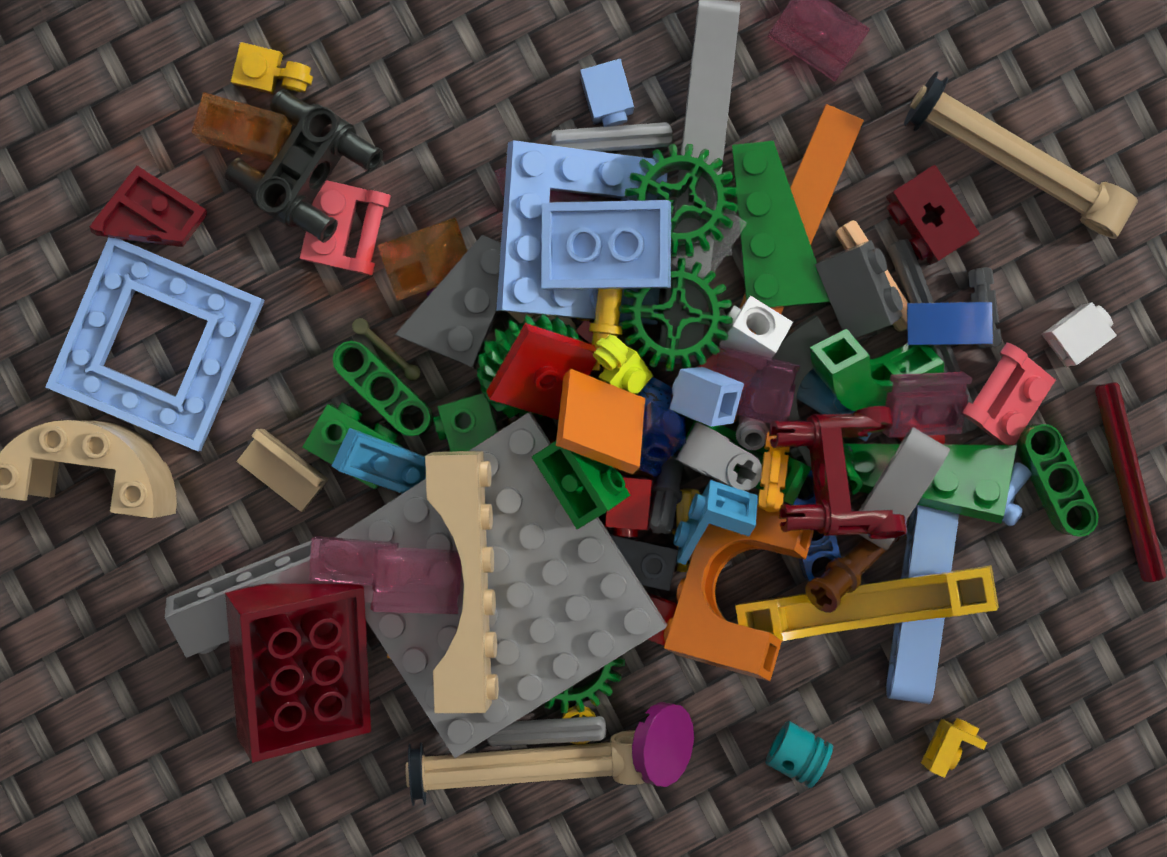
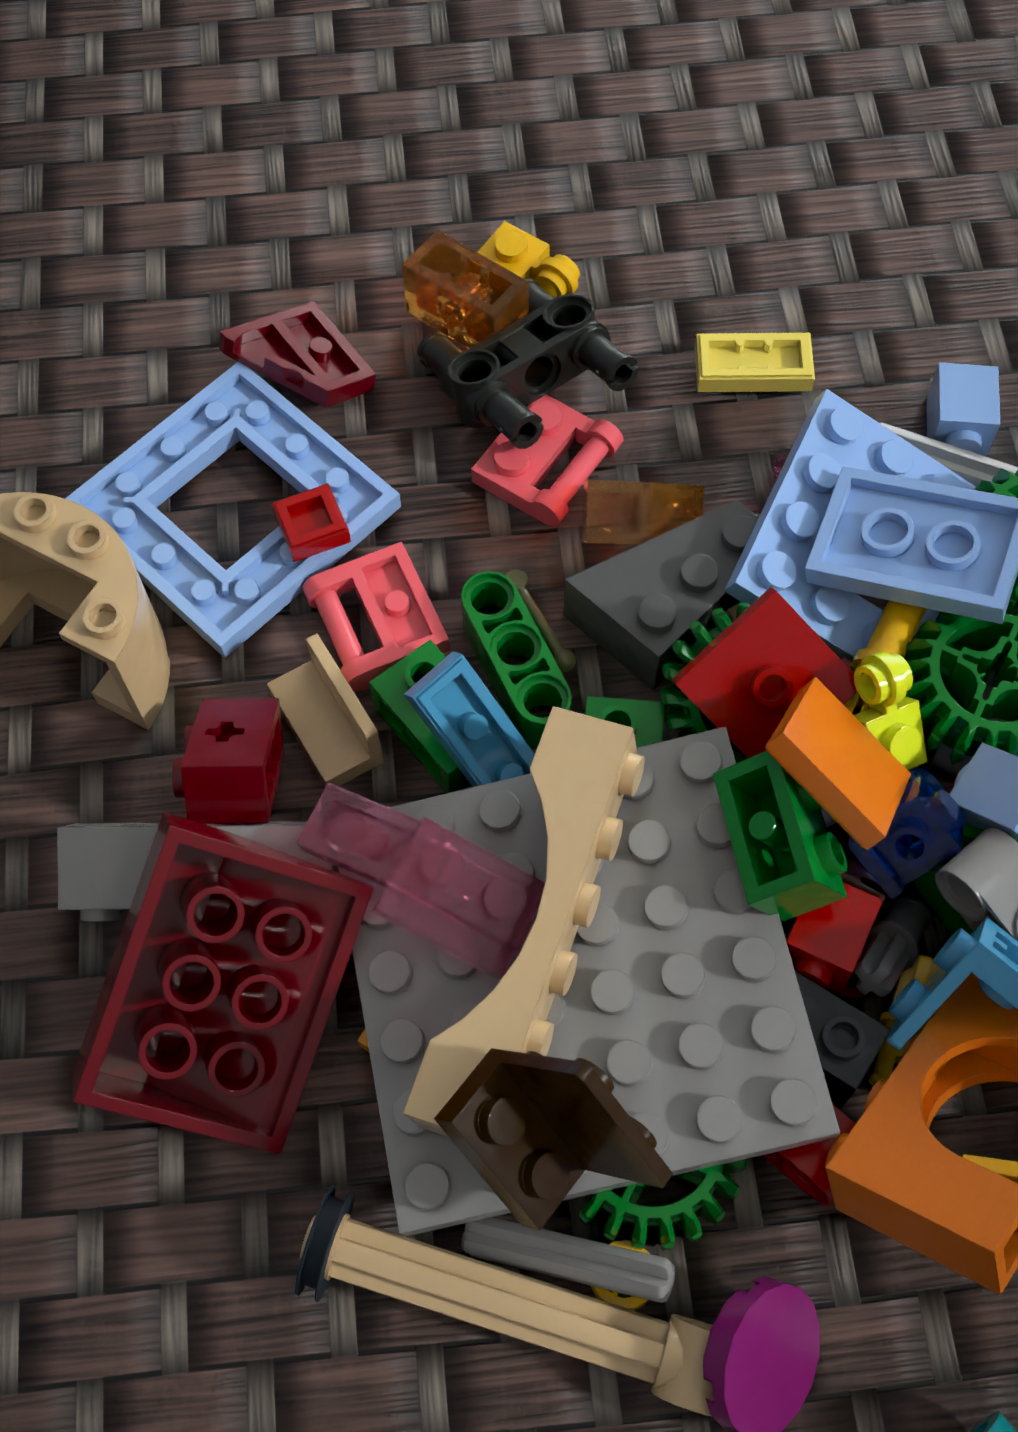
camera: 20 degrees right, 25 degrees down
(215, 345) = (311, 522): none -> red tile
(242, 529) = (231, 761): none -> dark red brick
(292, 379) = (393, 604): none -> coral plate
(456, 100) = (754, 362): none -> light yellow plate
(508, 704) = (539, 1125): none -> dark brown bracket

